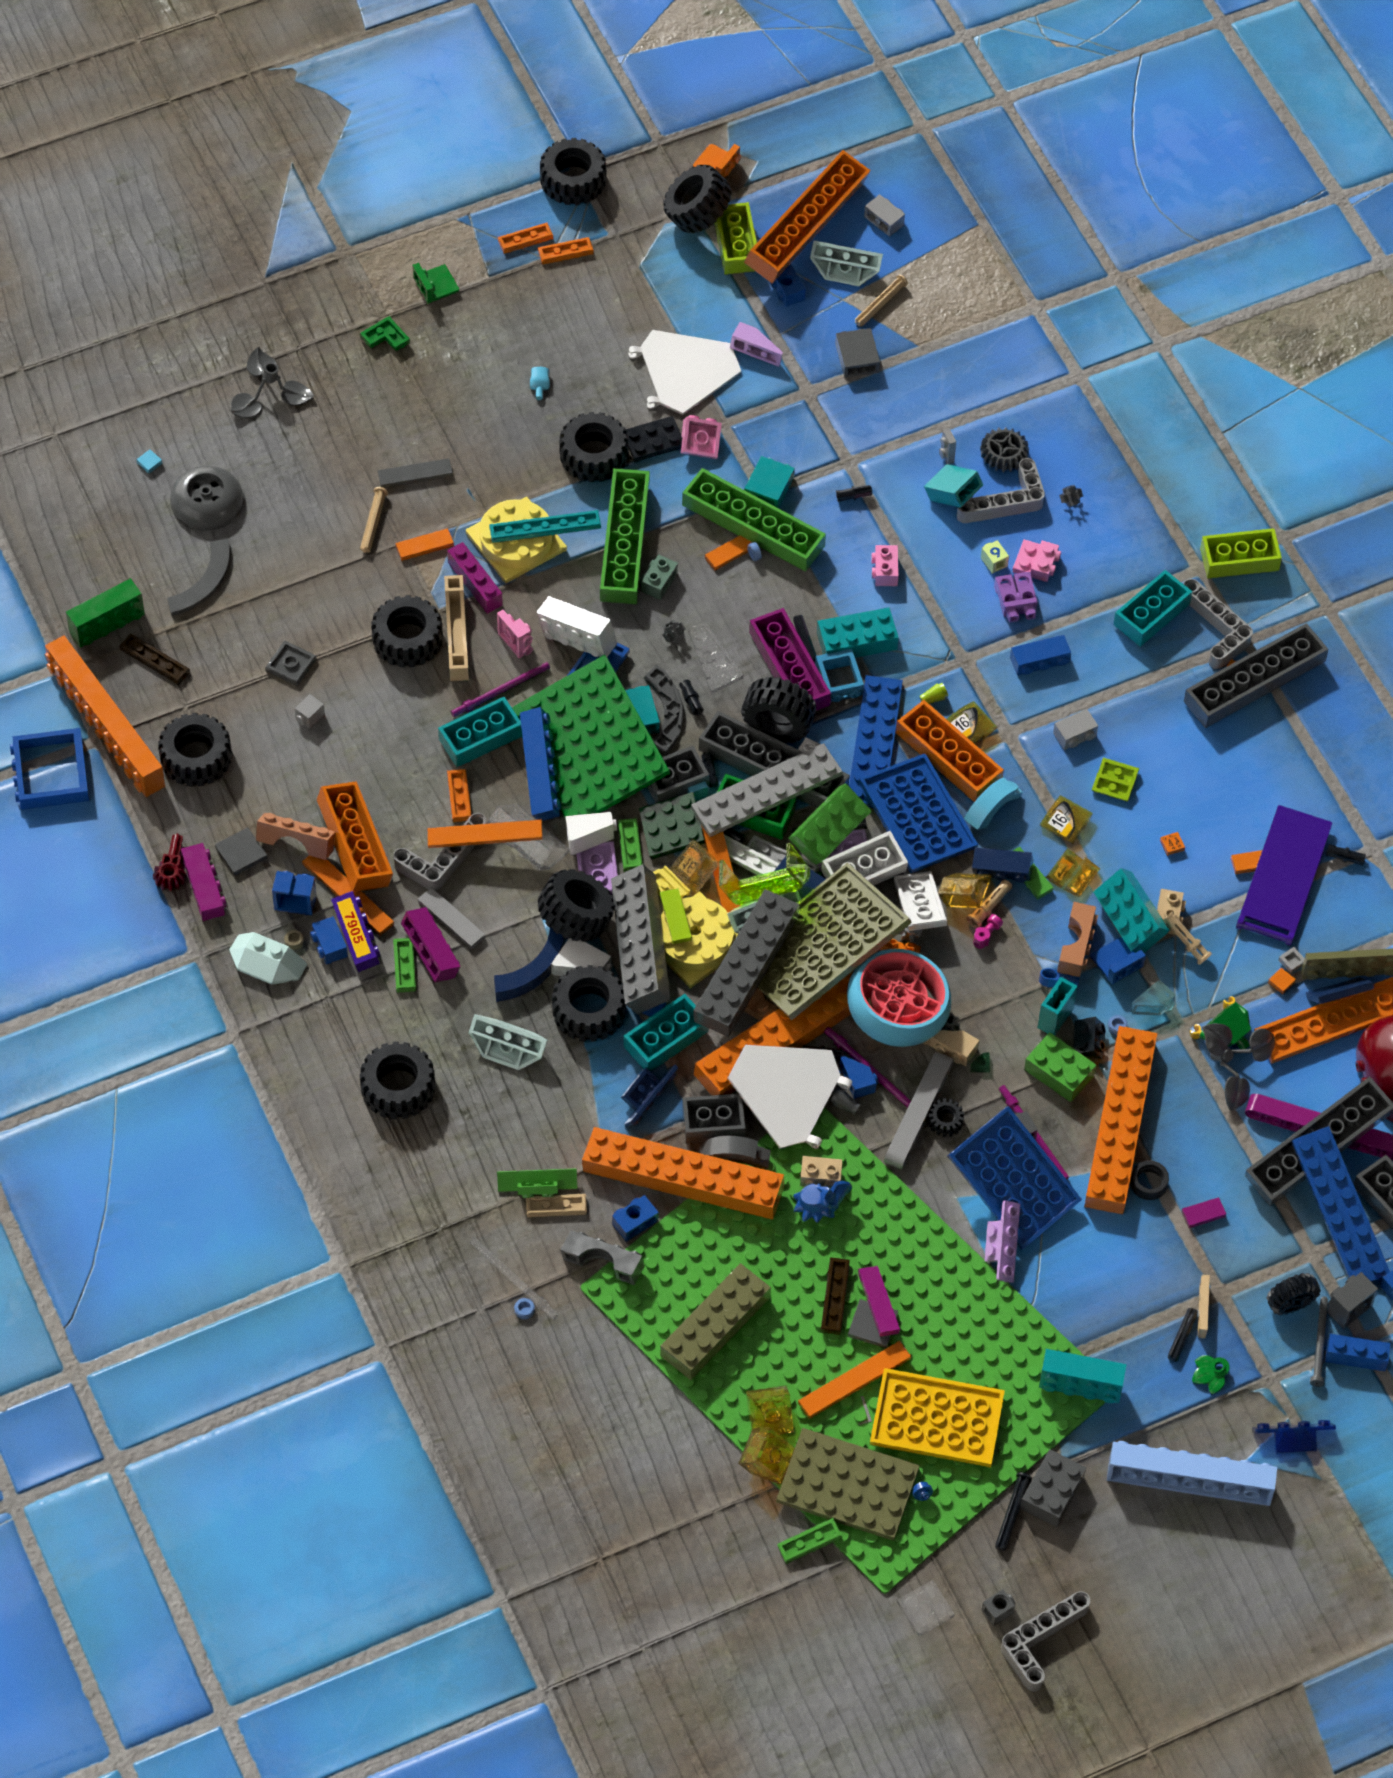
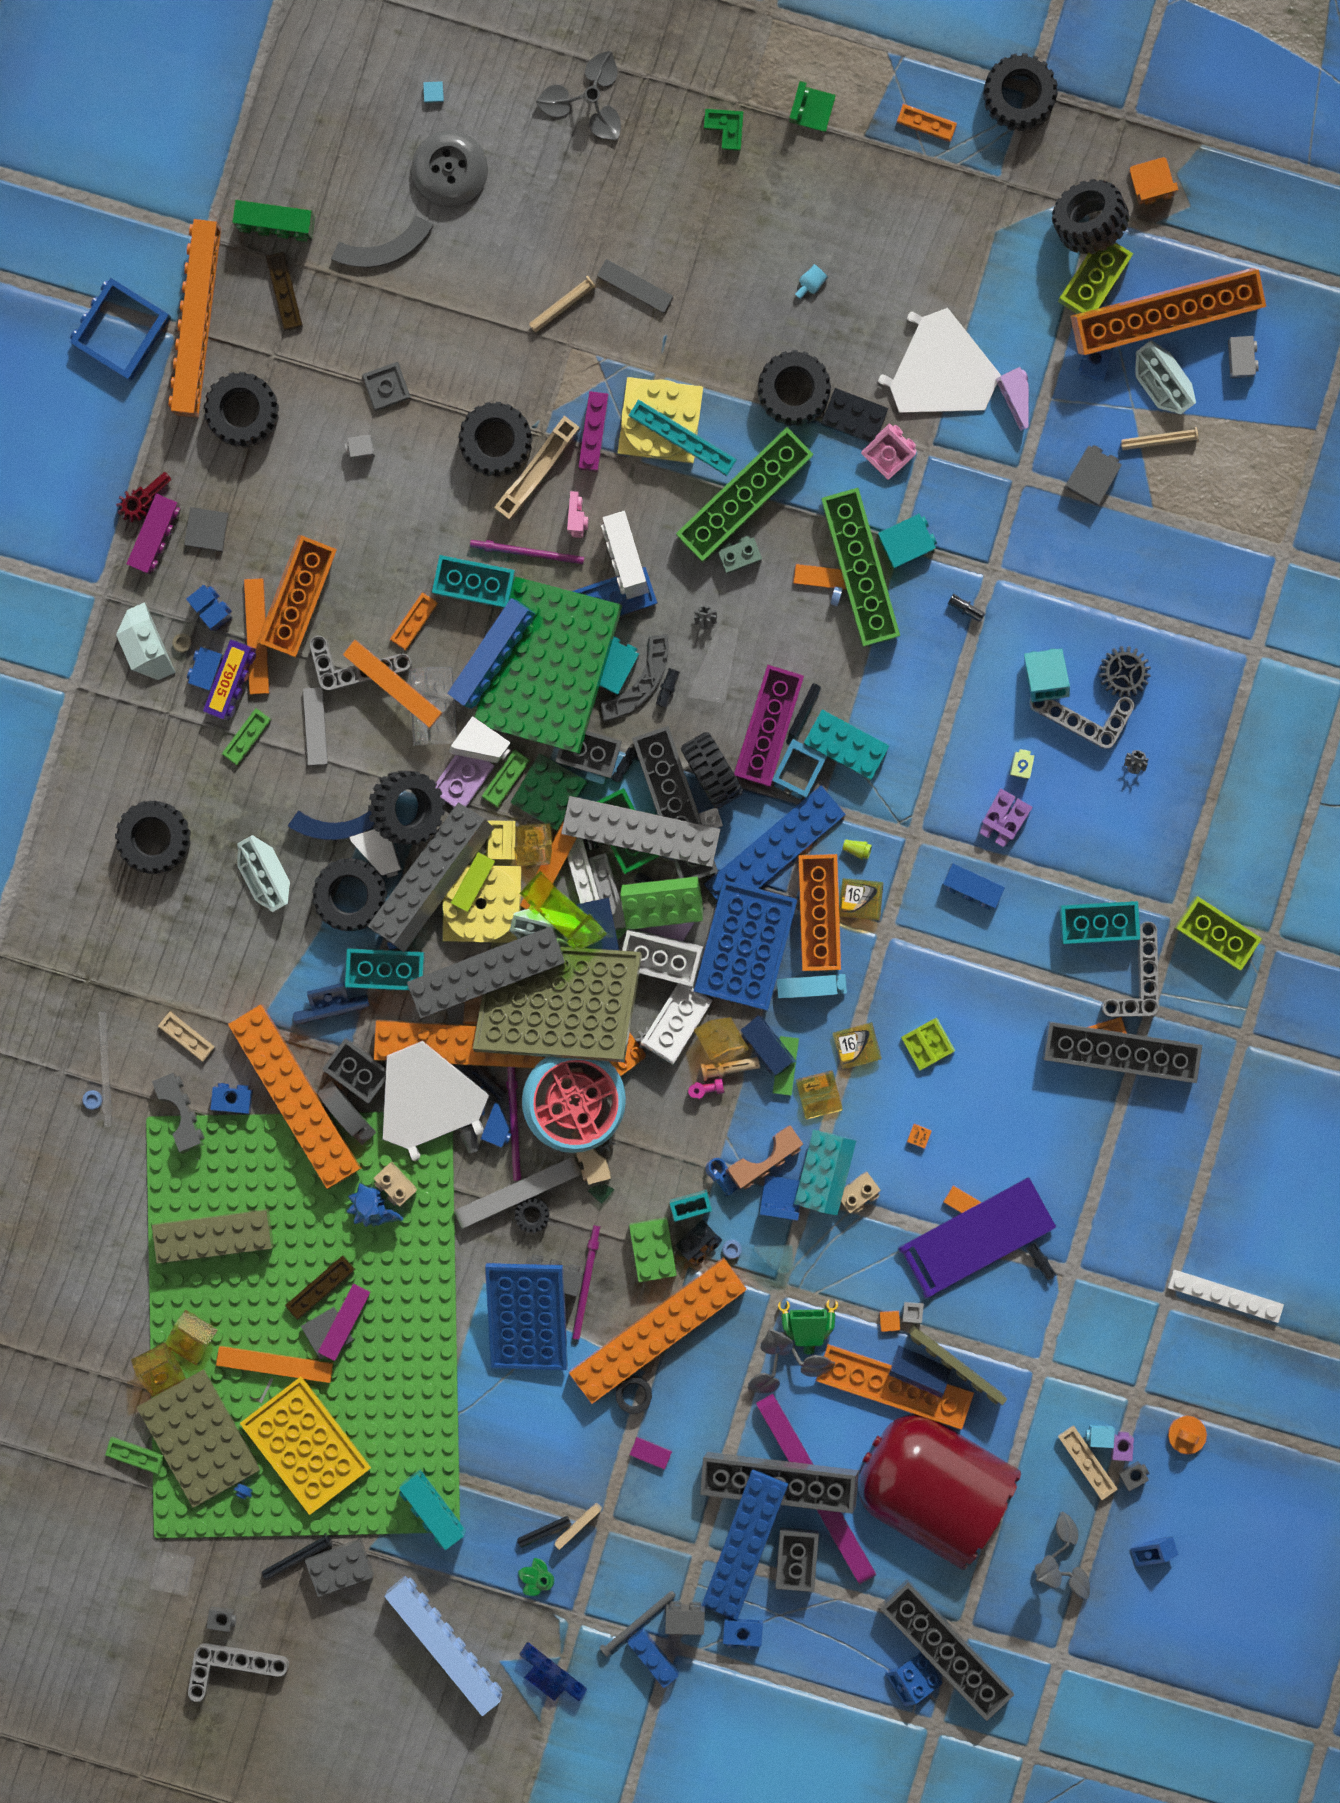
camera: 40 degrees right, 30 degrees up
(317, 840) = (243, 537): nougat arch -> none
(424, 544) = (584, 362): orange tile -> none
(430, 944) = (276, 740): magenta brick -> none
(537, 1181) = (184, 1009): bright green bracket -> none
(565, 250) = (948, 164): orange tile -> none
(886, 565) = (928, 699): bright pink brick -> none
(948, 446) = (1076, 633): light grey plate -> none
(1002, 1241) = (477, 1353): lavender bracket -> none
(1037, 559) = (1054, 795): bright pink plate -> none
(1075, 729) = (937, 975): light grey brick -> none
(1191, 947) = (847, 1237): tan pin -> none
(1293, 1294) = (647, 1577): black gear -> none

